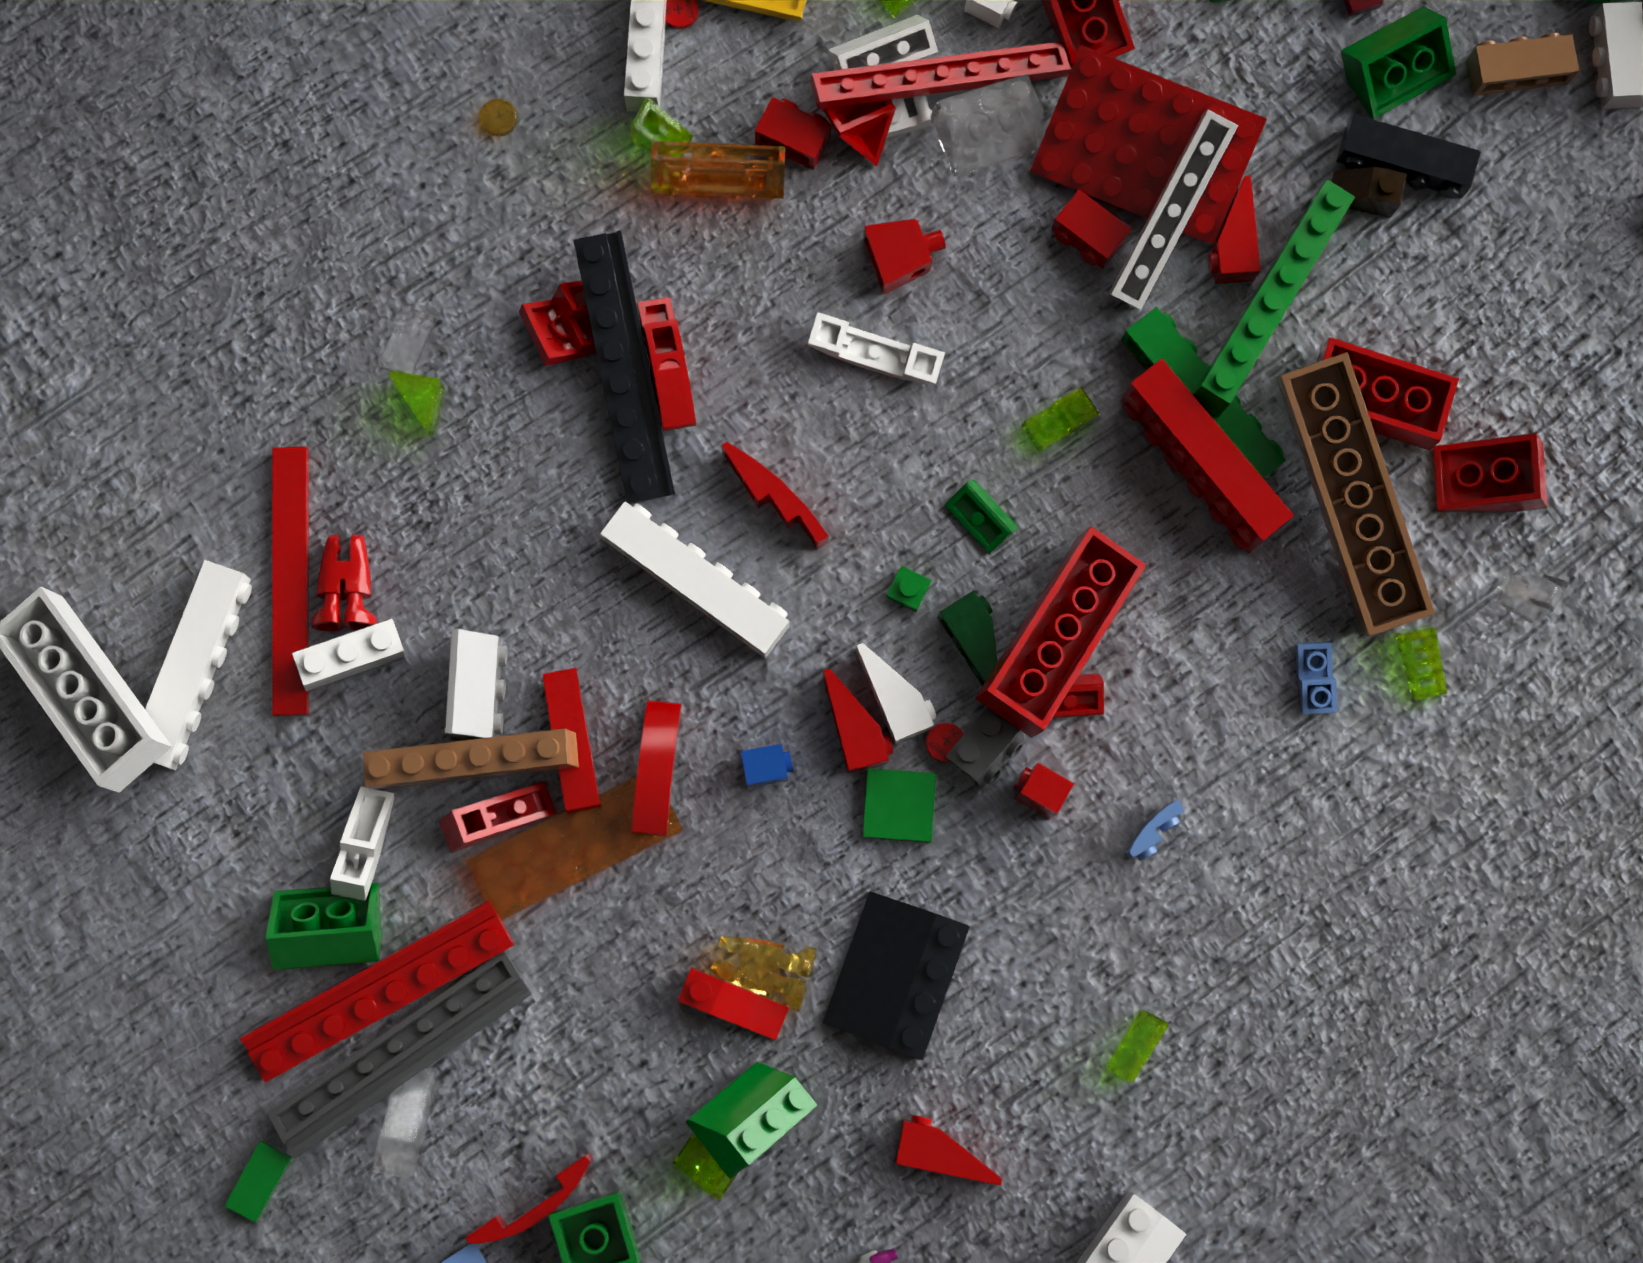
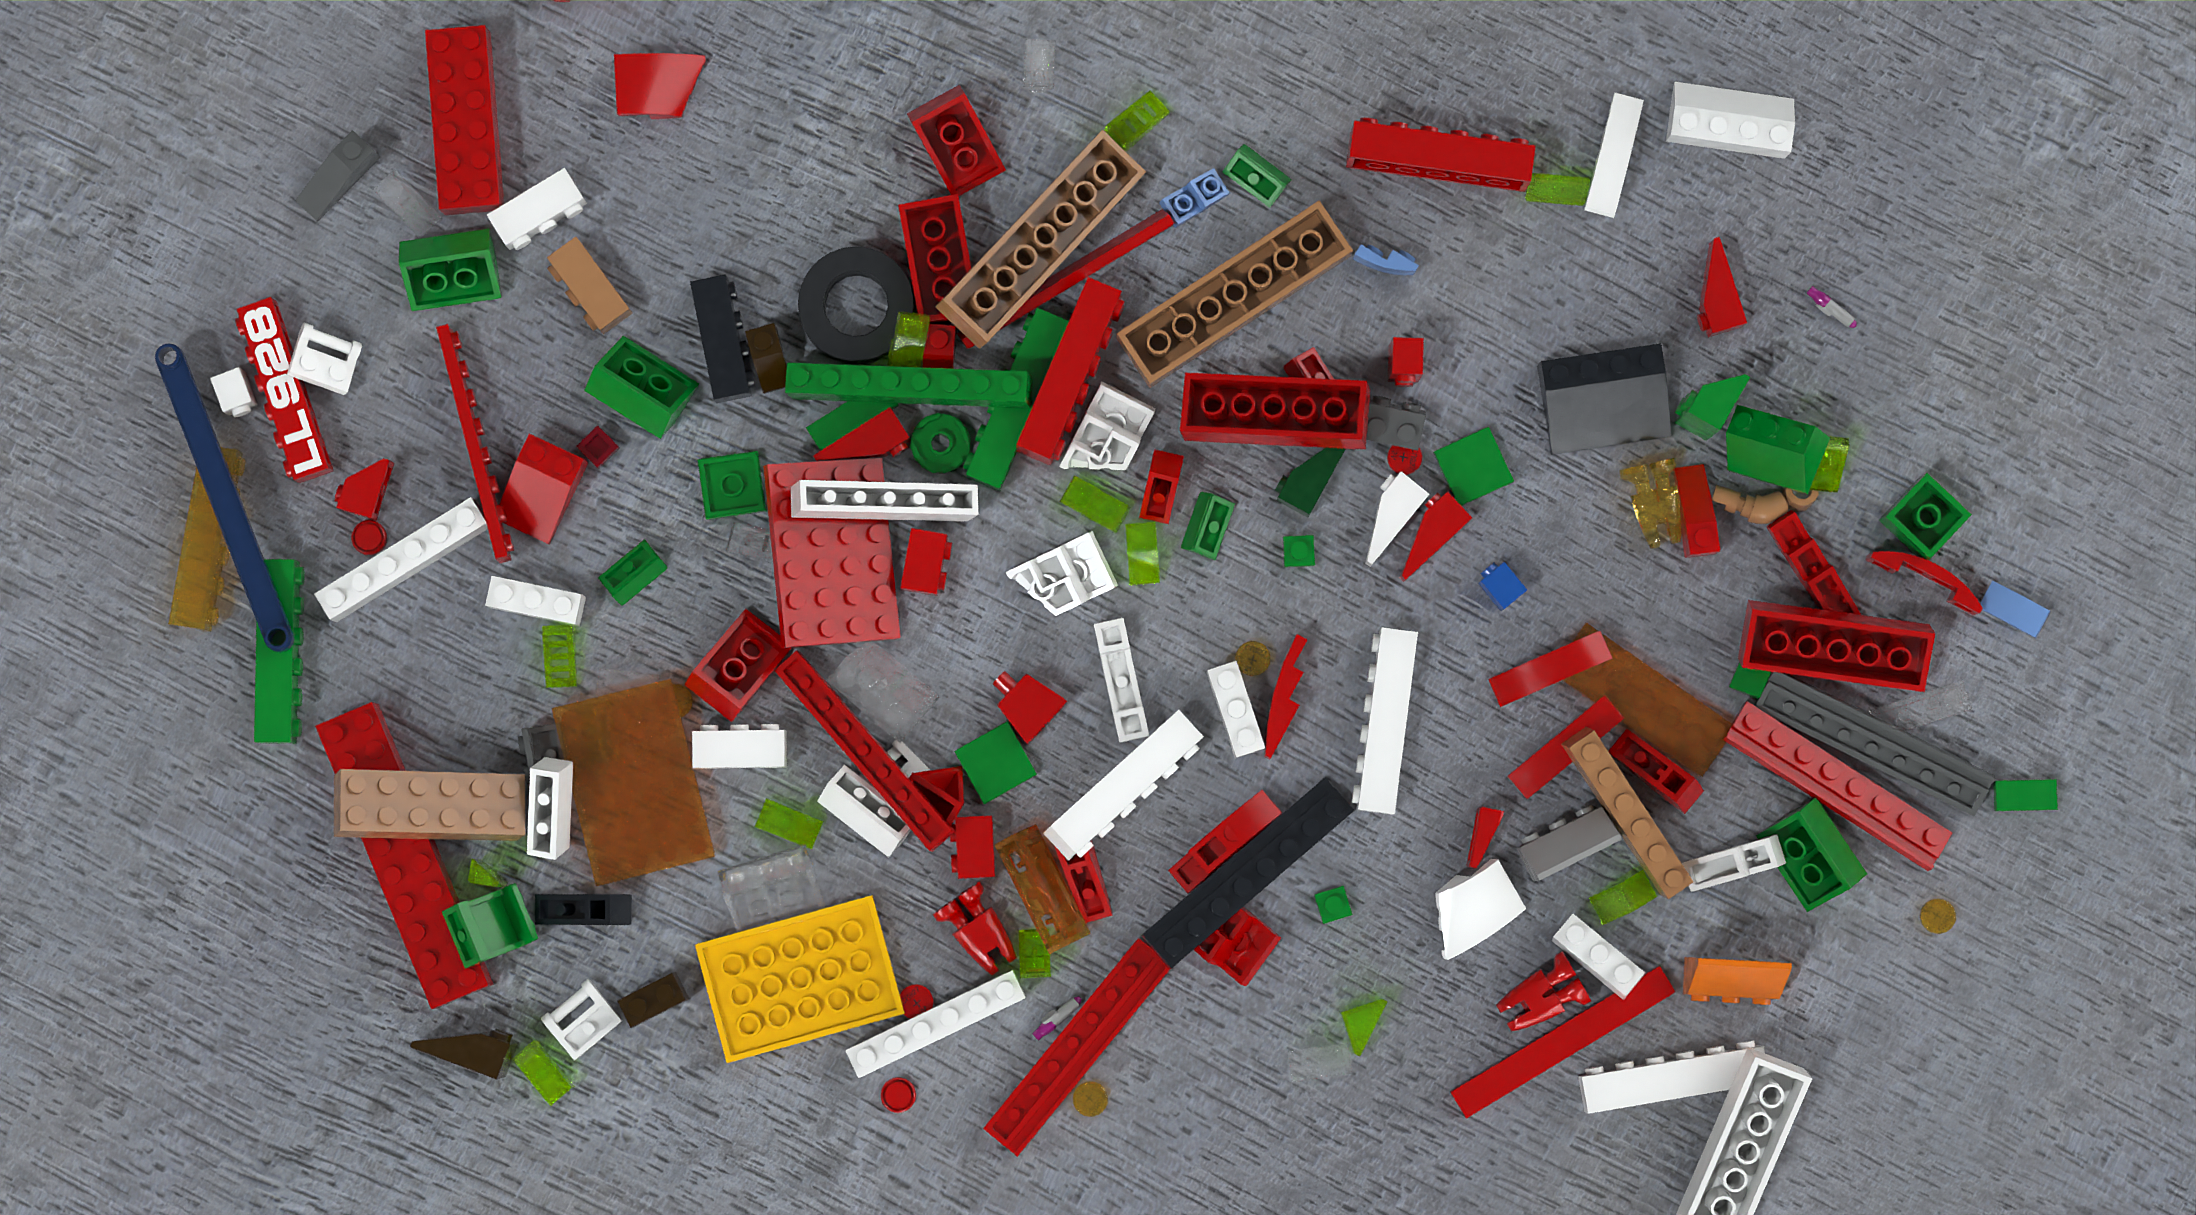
camera: 115 degrees left, 5 degrees up
(193, 1021) = (1937, 916): none -> clear yellow piece
(250, 777) = (1734, 979): none -> orange slope
(393, 715) = (1623, 897): none -> clear neon green slope
(465, 565) = (1476, 907): none -> white slope
(515, 1068) = (1836, 646): none -> red brick
(535, 963) = (1749, 681): none -> green slope
(538, 617) = (1484, 828): none -> red slope
(548, 435) = (1333, 904): none -> green plate
(550, 123) = (1077, 1047): none -> red plate
(591, 123) = (1054, 1018): none -> light grey piece
(606, 1091) = (1810, 565): none -> red slope
(699, 1071) = (1762, 508): none -> medium nougat piece
(709, 94) = (980, 933): none -> red piece
(720, 218) = (1087, 885): none -> red slope
(773, 289) = (1123, 785): none -> white brick
(787, 441) = (1235, 709): none -> white brick
(828, 488) = (1252, 658): none -> clear yellow piece
(832, 1073) = (1707, 409): none -> green slope
(861, 195) = (995, 762): none -> green tile
(987, 438) = (1142, 553): none -> clear neon green slope
(1006, 356) = (1066, 574): none -> white slope
(1045, 489) = (1161, 486): none -> red slope
(1125, 470) = (1108, 431): none -> white slope
(1142, 1124) = (1614, 155): none -> white slope
(1199, 660) = (1234, 294): none -> medium nougat brick
(1211, 294) = (953, 456): none -> green tile
(1235, 941) = (1440, 155): none -> red brick
(1264, 93) = (732, 485): none -> green tile
(1269, 229) = (844, 420): none -> green tile
(1291, 348) = (940, 347): none -> red slope
(1301, 533) = (1090, 264): none -> red tile
(1307, 752) = (1256, 175): none -> green slope
(1317, 318) = (909, 340): none -> clear neon green slope
(1391, 255) = (820, 281): none -> black tyre

